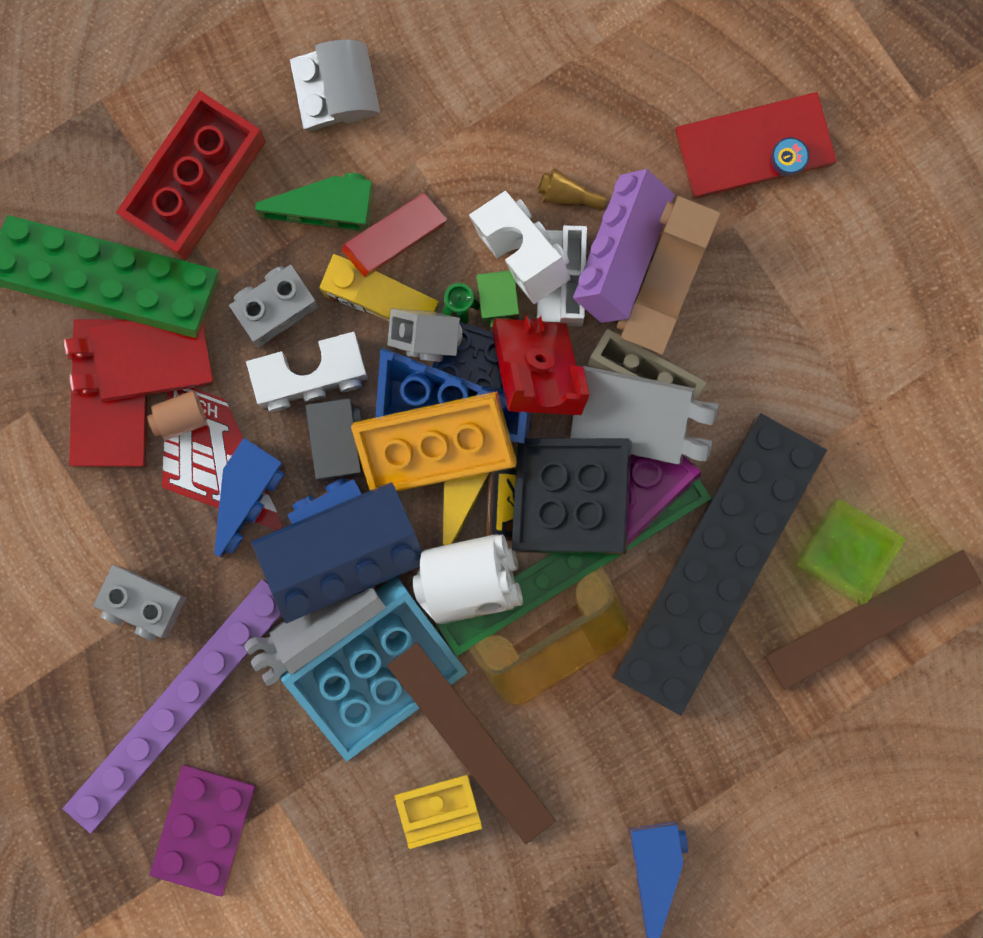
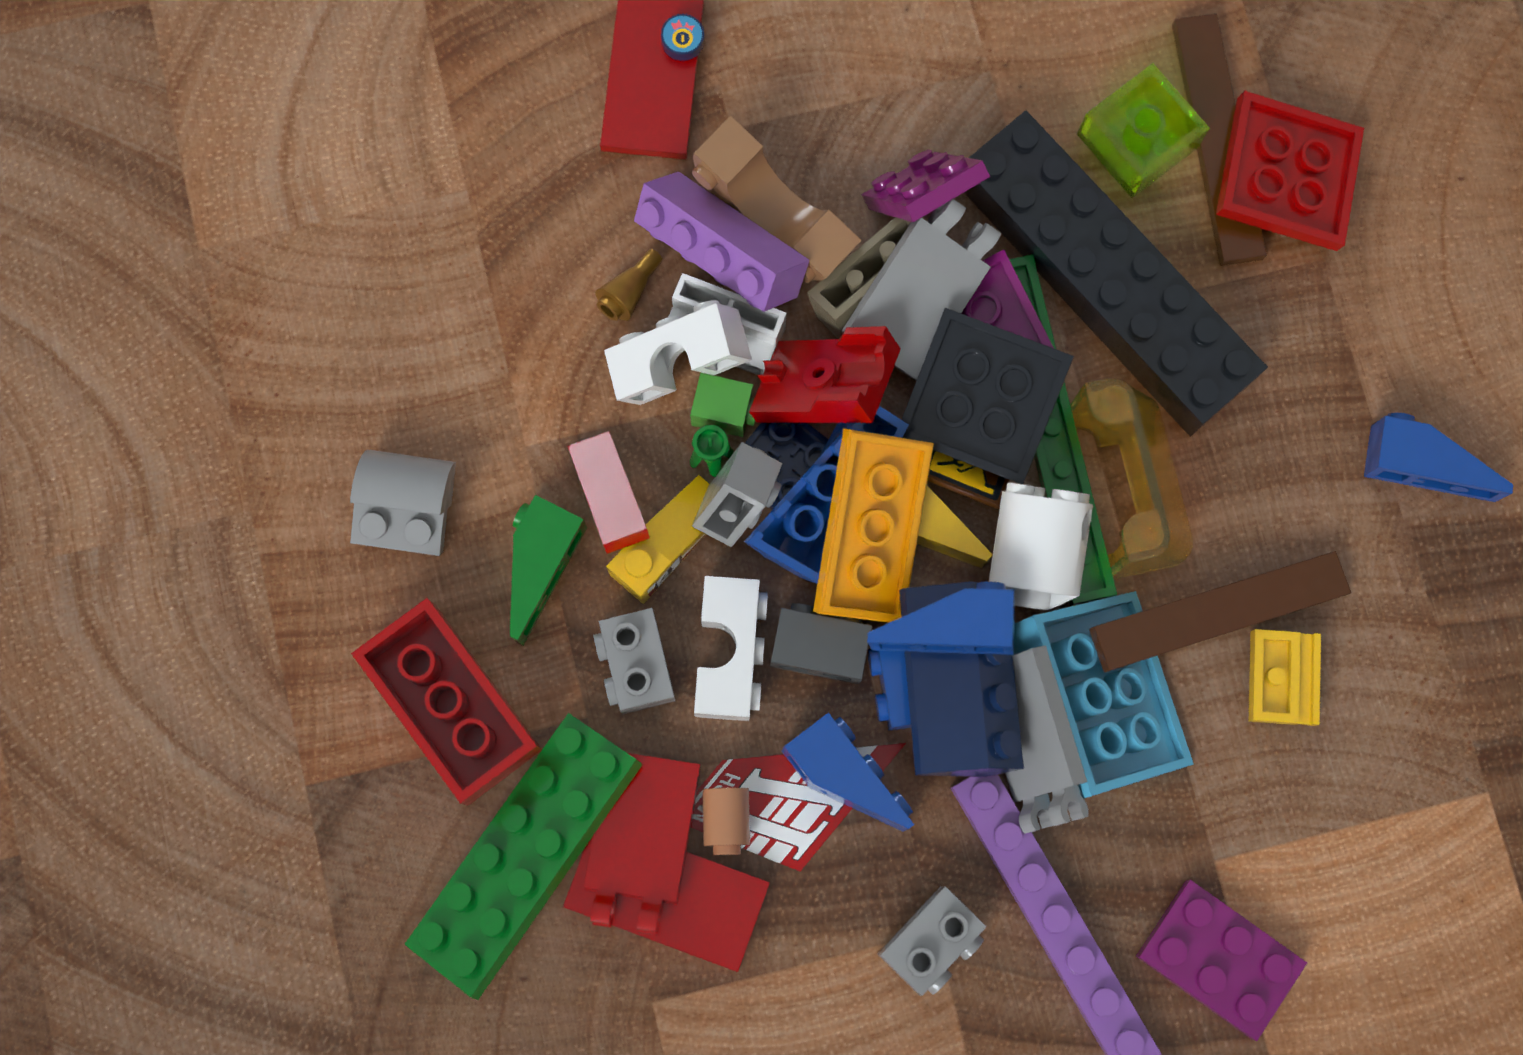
camera: 80 degrees left, 5 degrees down
(374, 533) = (960, 623): none -> blue slope
(729, 388) = (924, 185): none -> magenta plate
(862, 685) = (1290, 171): none -> red plate

